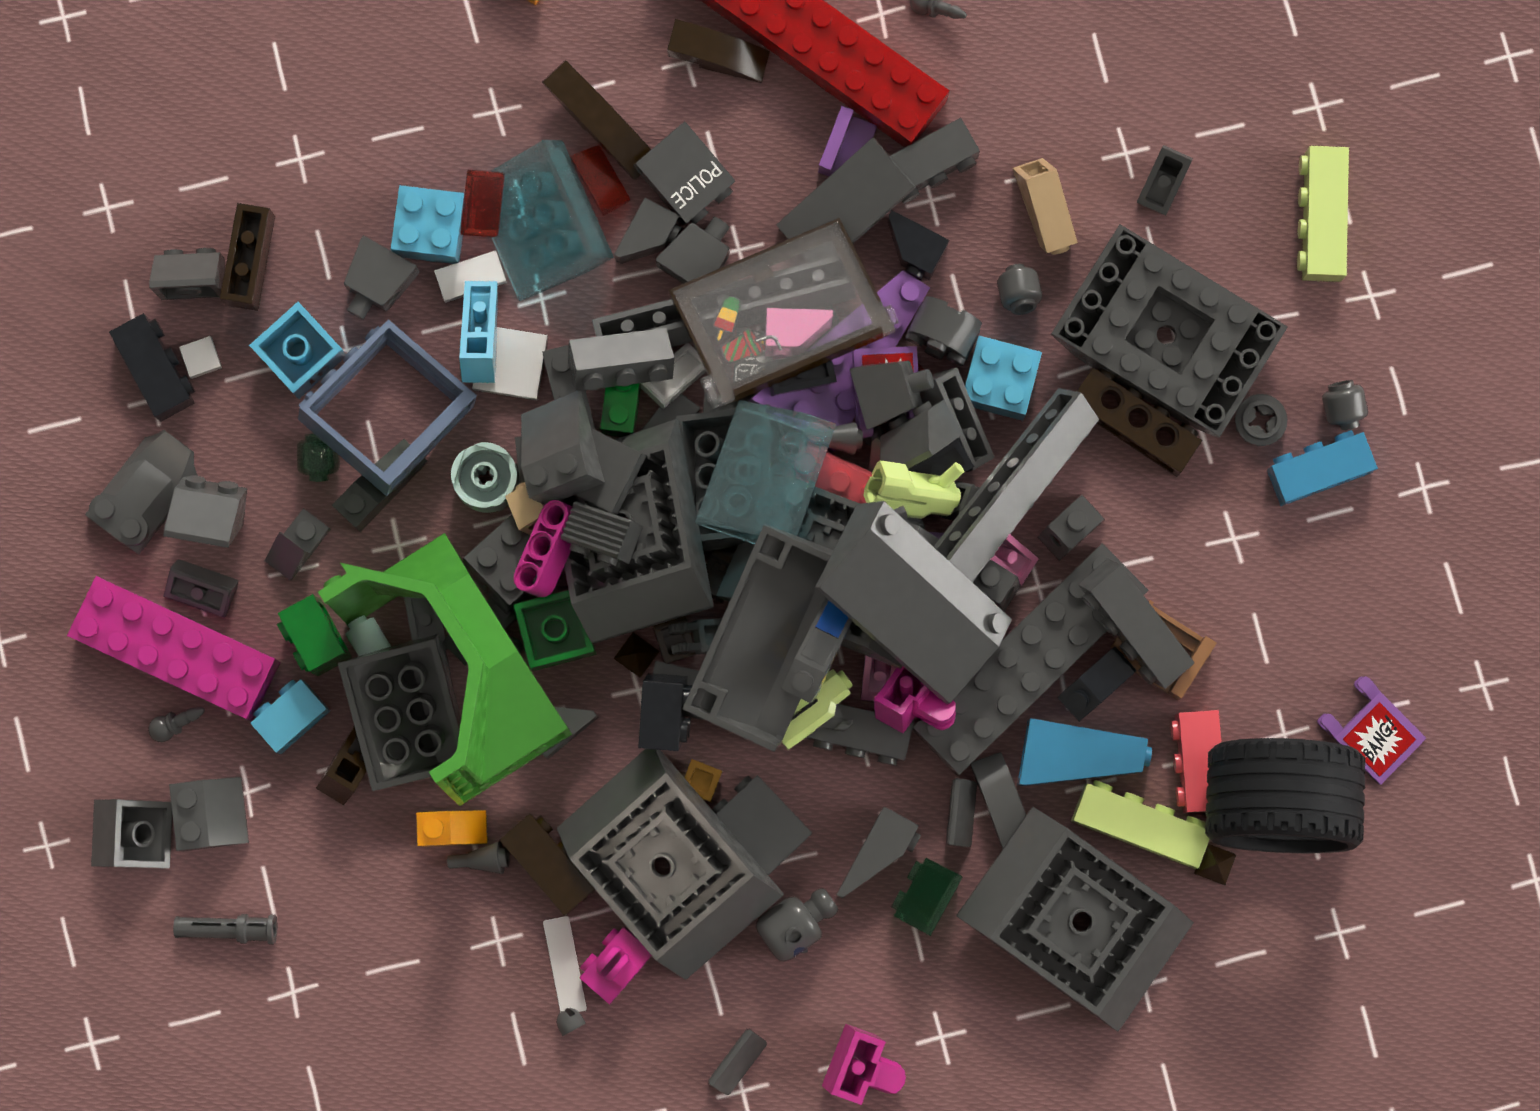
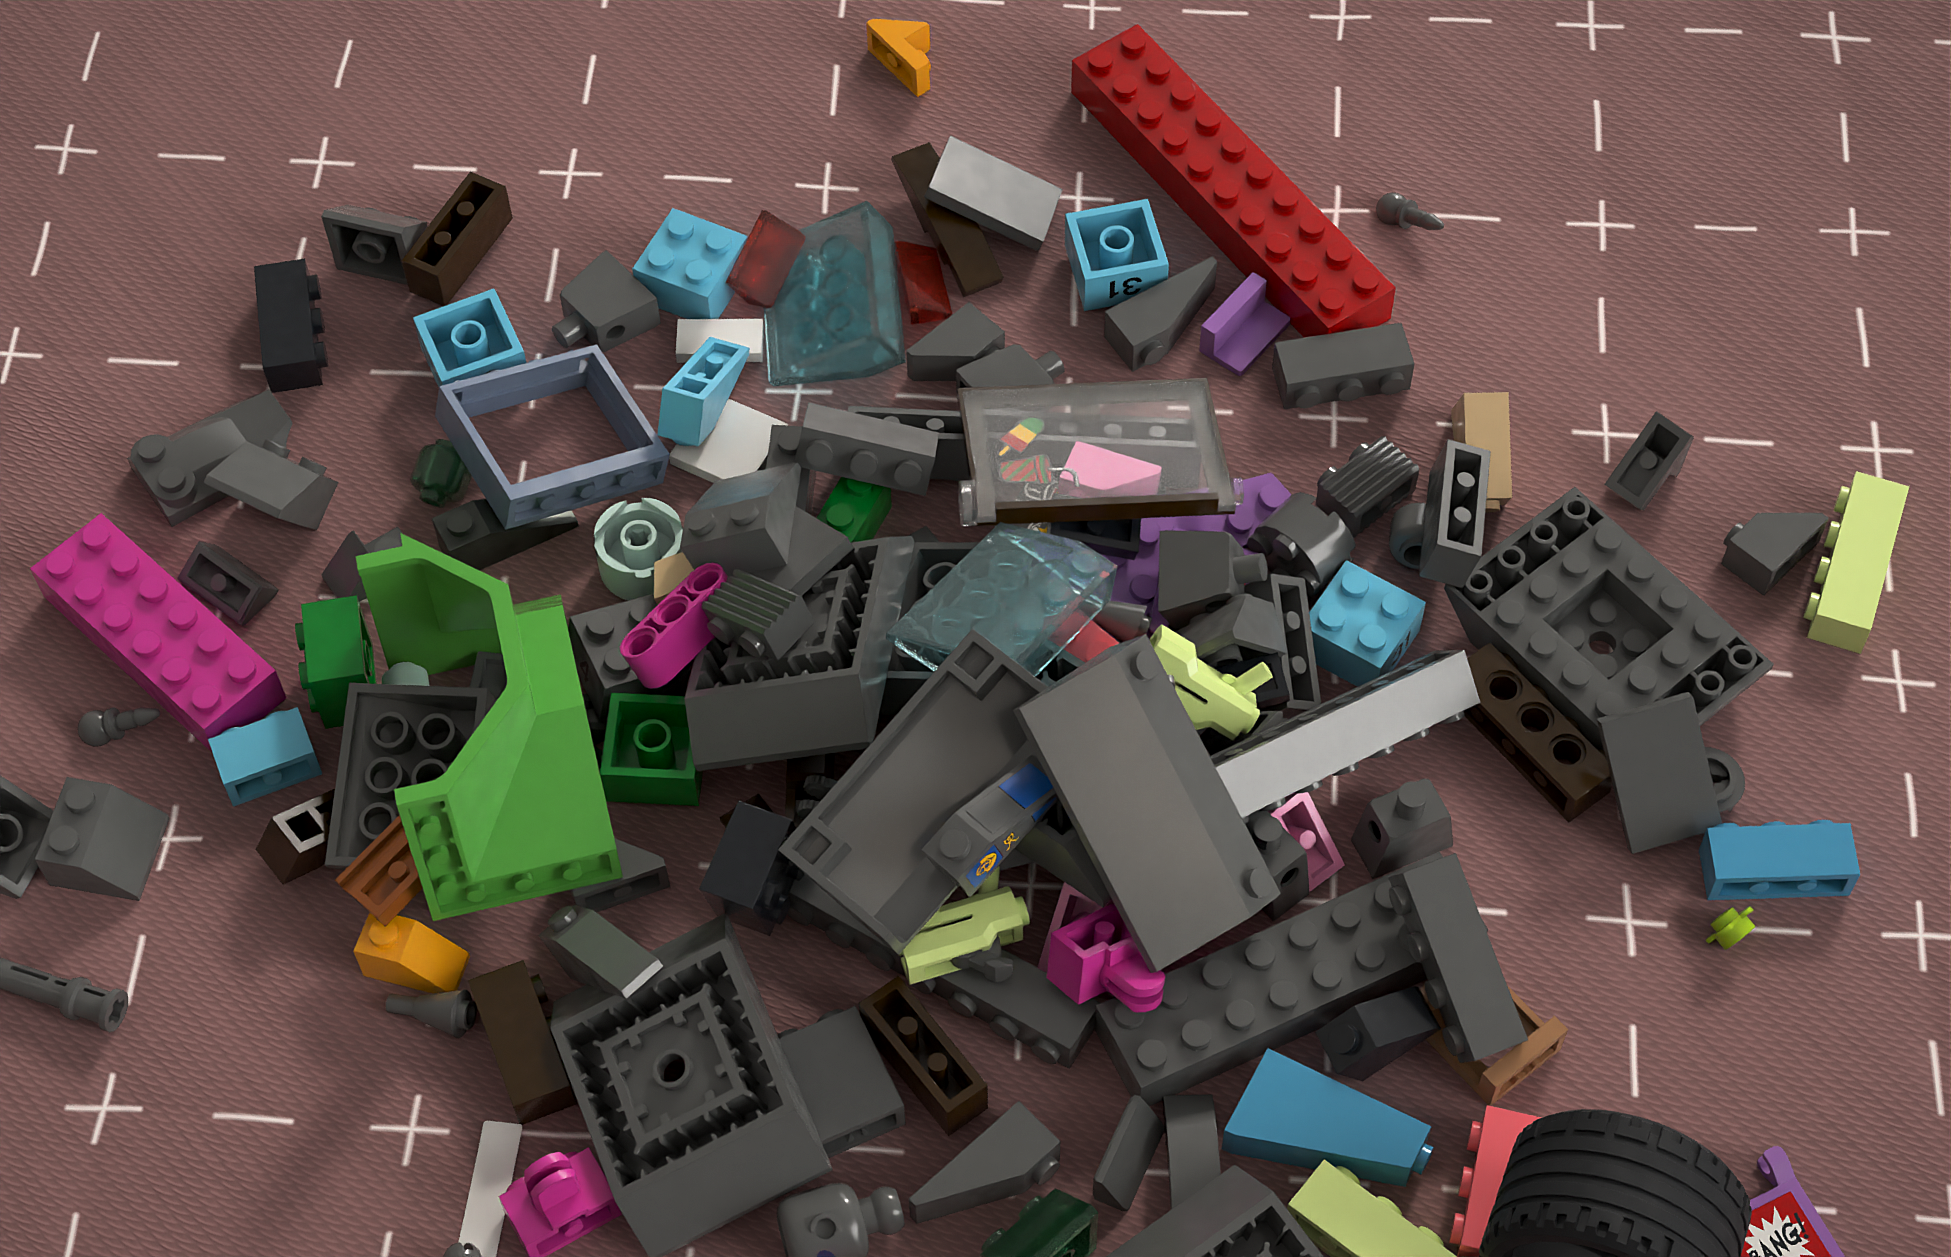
camera: 20 degrees right, 25 degrees down
(200, 357) = (352, 335): white tile -> none
(415, 790) = (383, 875): none -> dark orange plate
(581, 796) = (597, 951): none -> dark grey slope
(629, 91) = (993, 193): none -> tile
(685, 174) = (1030, 293): dark grey brick -> none
(686, 371) = (924, 515): white tile -> none
(703, 779) = (782, 998): pearl gold plate -> none
(717, 51) = (1113, 180): dark brown slope -> none
(736, 118) = (1114, 253): none -> medium azure brick
(780, 164) = (1154, 320): none -> dark grey slope
(811, 792) = (924, 1056): none -> dark brown brick
(856, 193) = (1245, 365): dark grey tile -> none
(916, 246) = (1299, 450): black slope -> none
(972, 258) = (1367, 484): none -> dark grey brick
(1046, 283) = (1455, 513): none -> dark grey brick
(1232, 438) = (1659, 772): none -> dark grey tile
(1262, 220) = (1771, 546): none -> dark grey slope
(1302, 527) = (1731, 927): none -> lime plate
(1345, 404) = (1831, 789): dark grey head -> none

